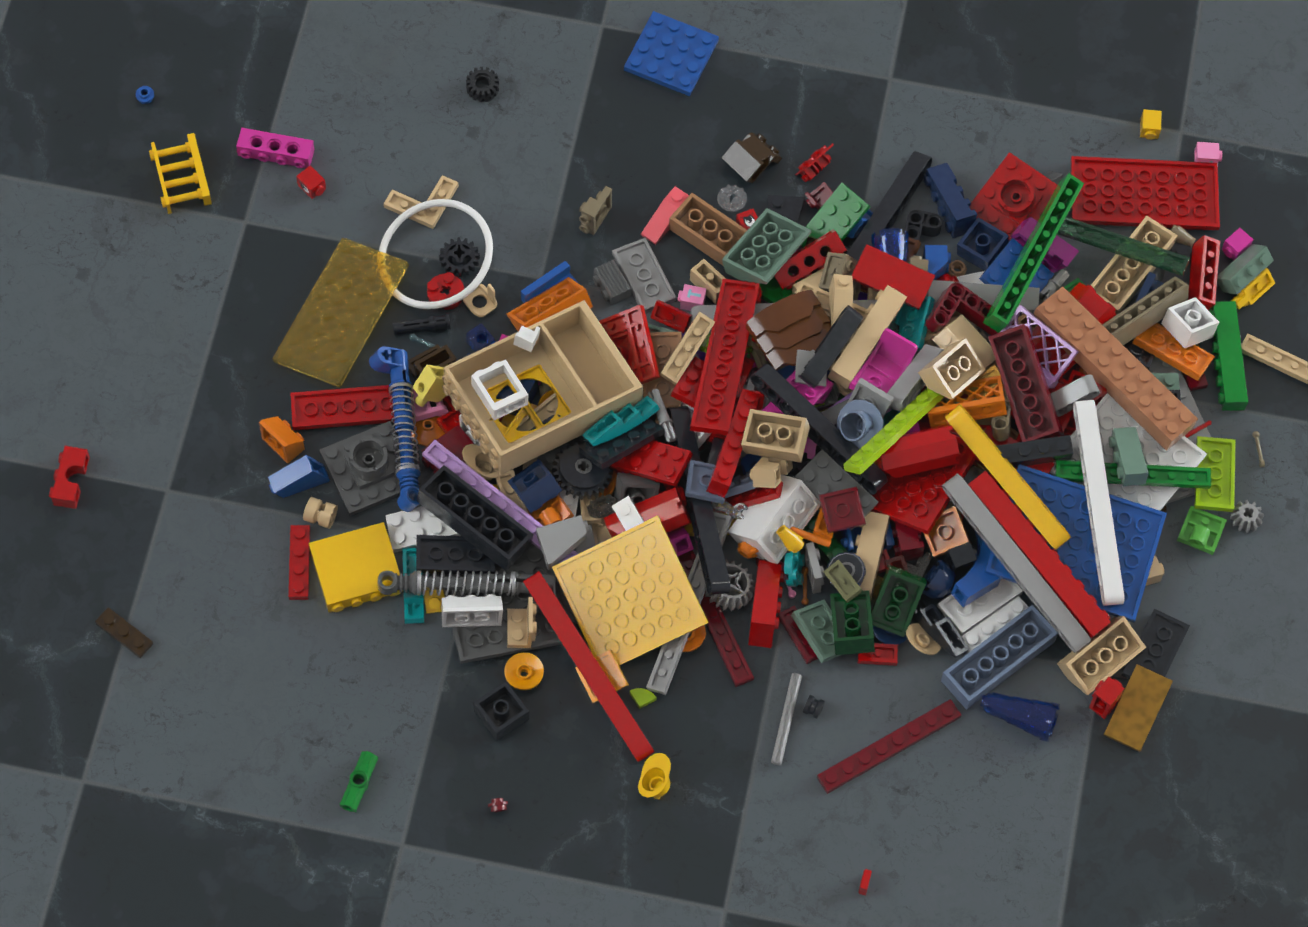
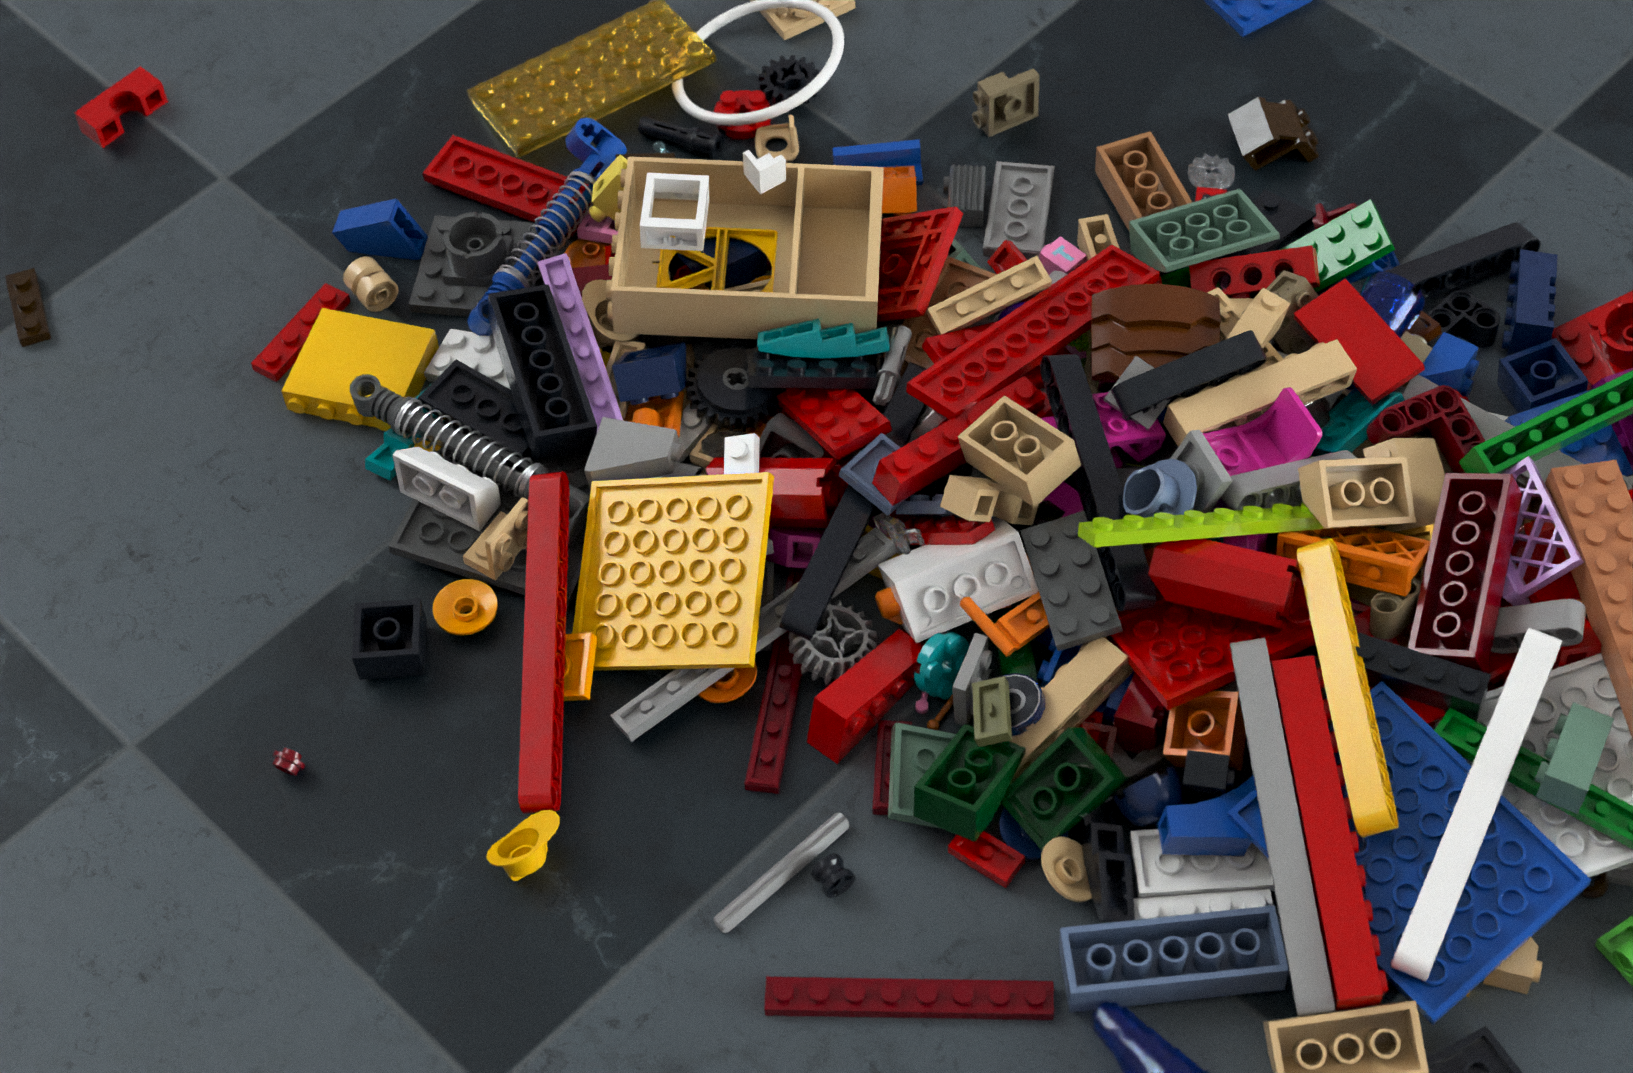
camera: 40 degrees right, 10 degrees down
(281, 438) = (398, 173): orange slope -> none
(354, 792) = (138, 630): green piece -> none
(642, 697) = (600, 730): lime tile -> none
(659, 223) = (1081, 159): coral slope -> none
(790, 539) = (952, 611): yellow cone -> none
(816, 163) = (1359, 174): red hinge -> none
(842, 510) = (1056, 608): dark red tile -> none
(957, 264) = (1487, 395): medium nougat plate -> none

